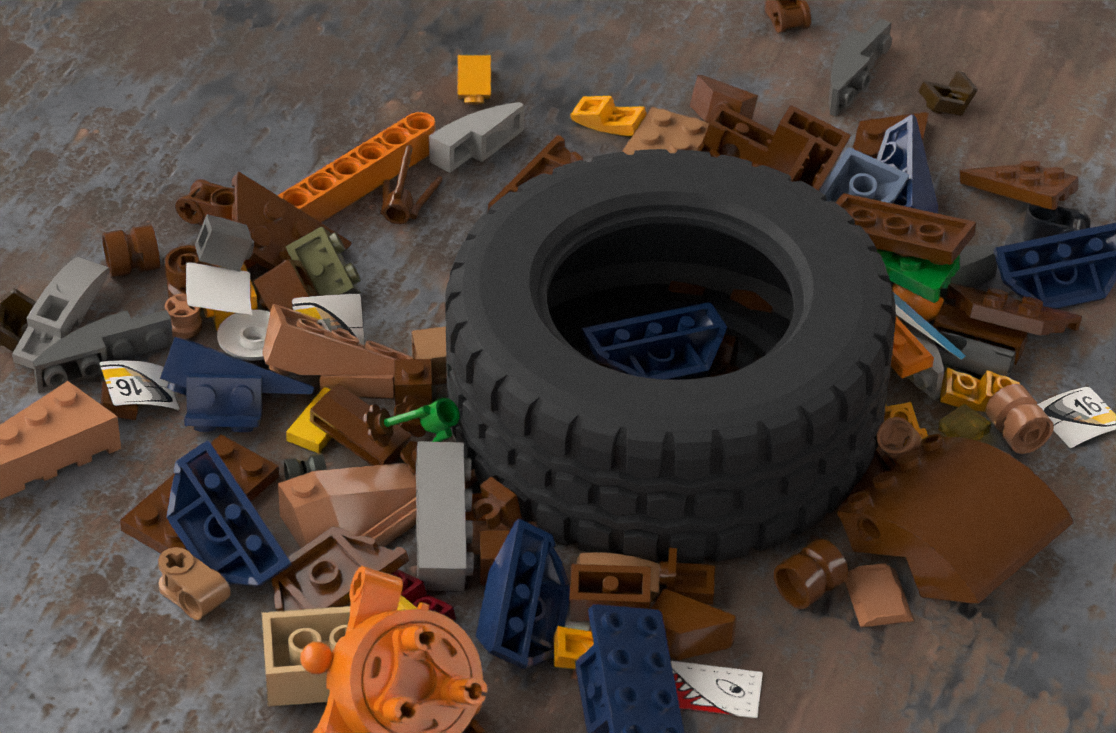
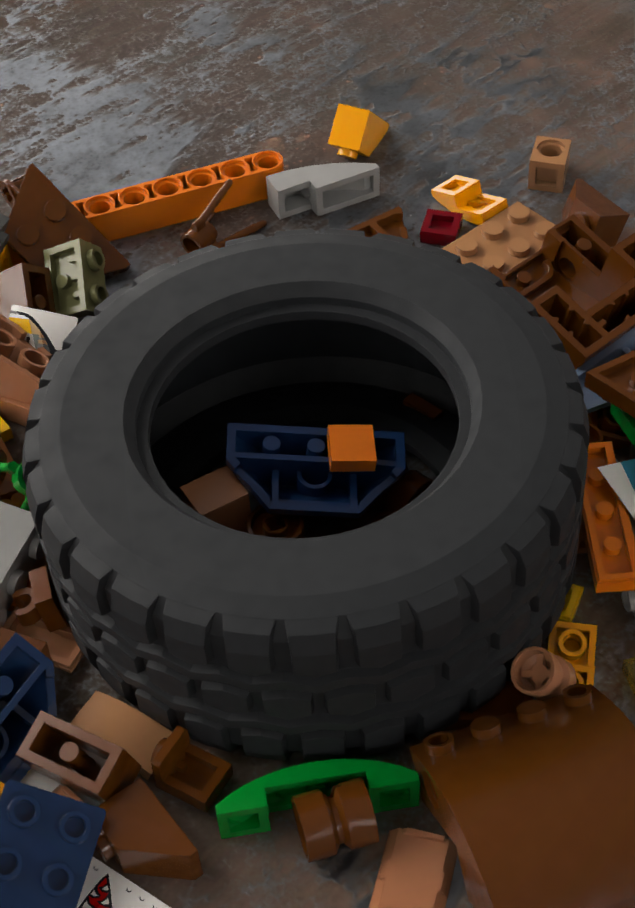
camera: 30 degrees right, 5 degrees up
(598, 143) = (441, 227): none -> dark red tile
(660, 68) = (549, 164): none -> medium nougat brick
(684, 321) = (351, 448): none -> orange tile
(749, 583) = (249, 807): none -> green slope

